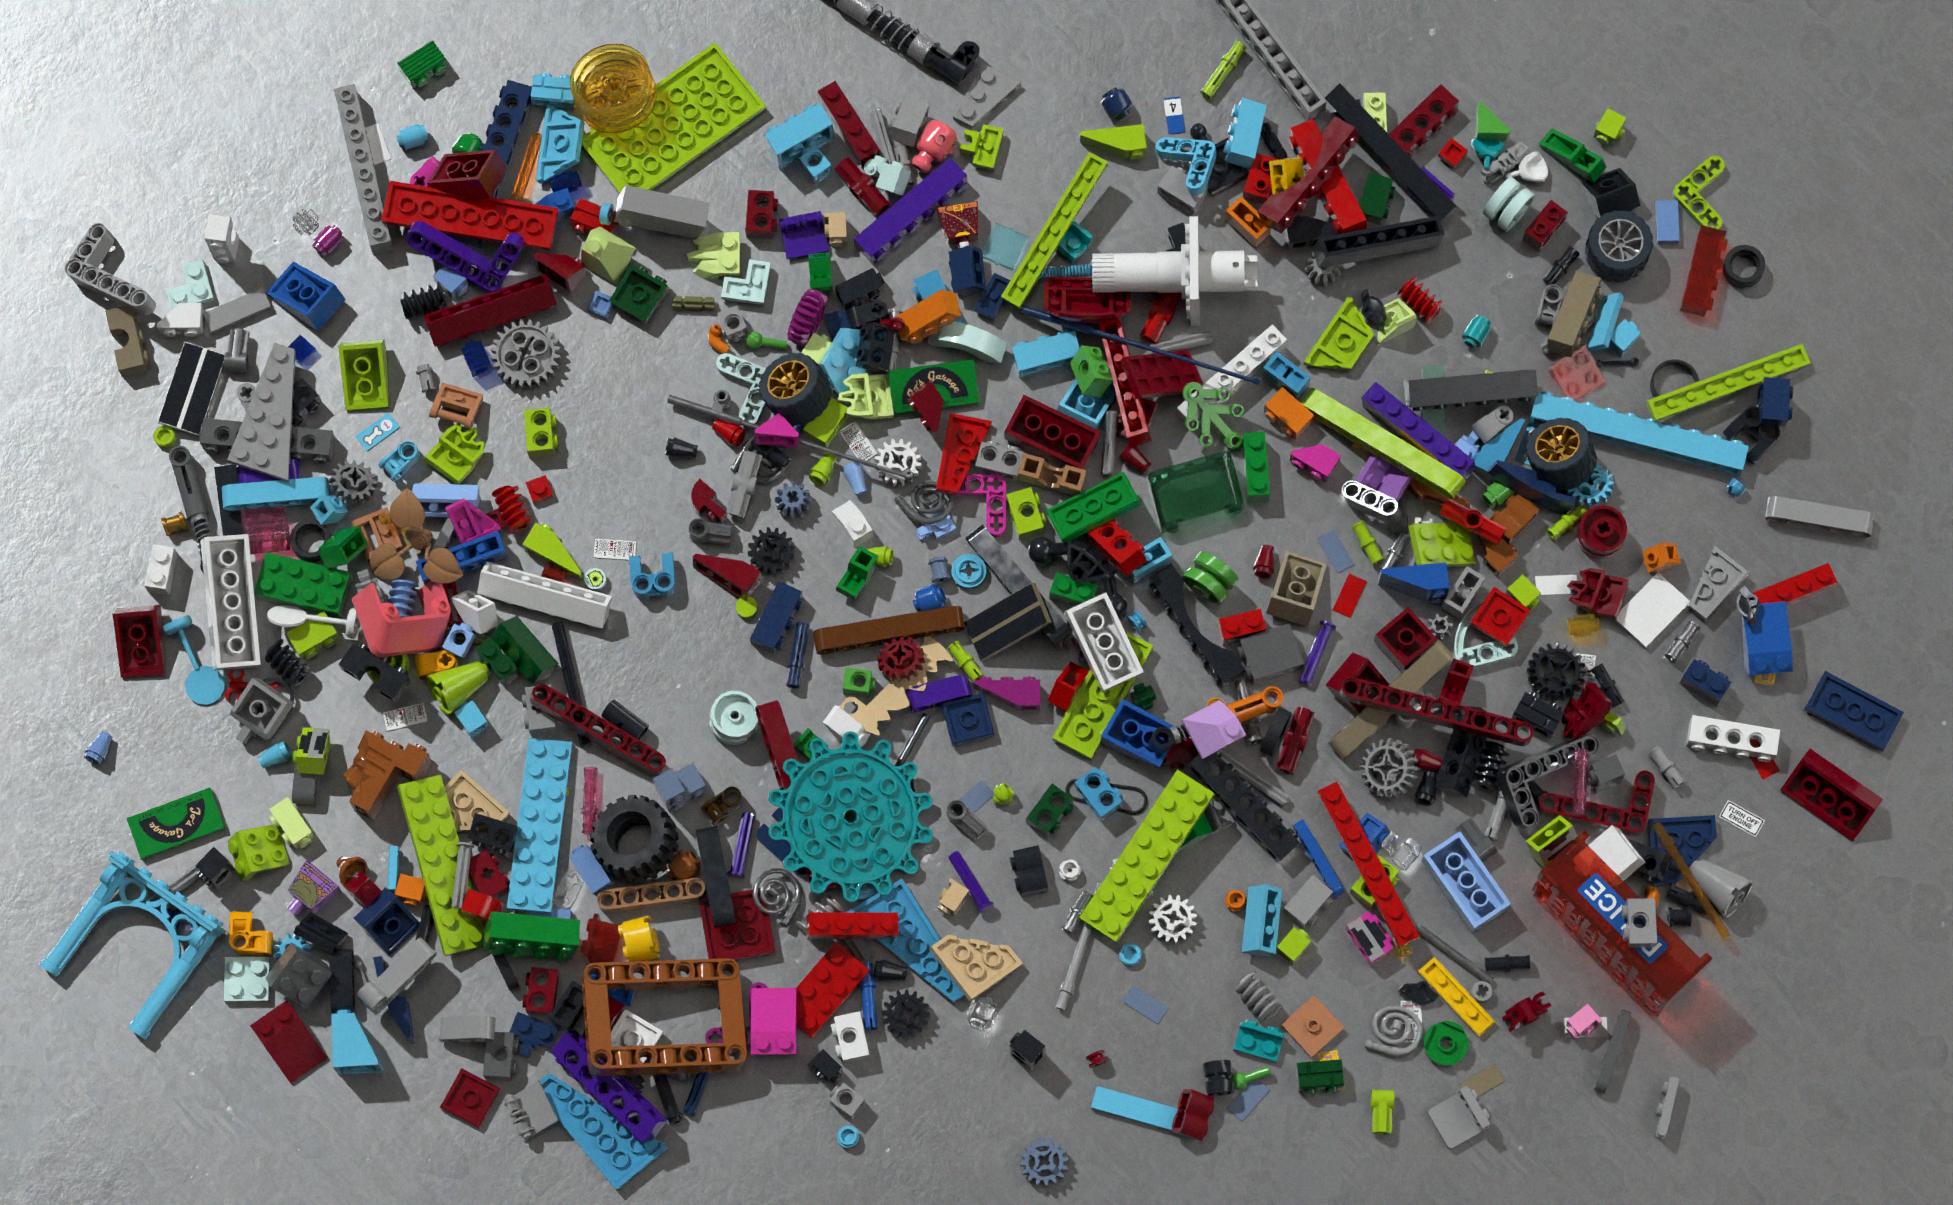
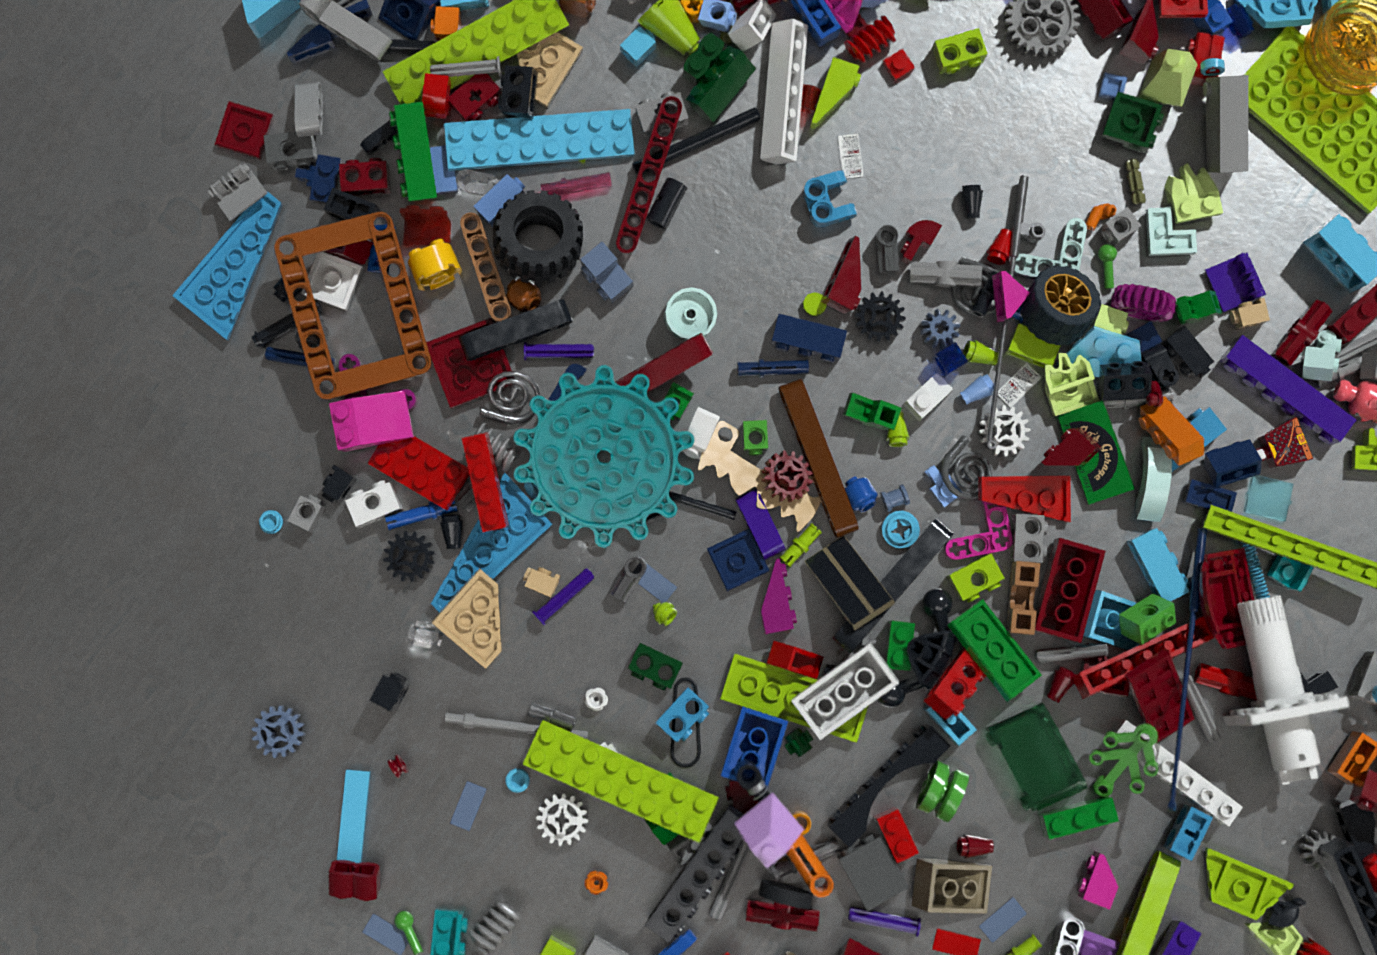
camera: 70 degrees right, 10 degrees up
(595, 579) = (813, 142): tile -> none
(619, 1088) = (263, 277): dark purple brick -> none
(722, 806) = (593, 319): dark brown piece -> none
(757, 214) = (1247, 227): dark red brick -> none
(817, 172) = (1308, 282): medium azure brick -> none
(823, 496) = (950, 359): none -> clear blue brick
(1030, 871) = (585, 657): black brick -> none
(1137, 621) = (881, 720): dark azure bush -> none
(1218, 1078) = (402, 899): black wheel -> none
(1262, 920) = (576, 916): medium azure brick -> none
(1288, 413) = (1145, 841): orange brick -> none

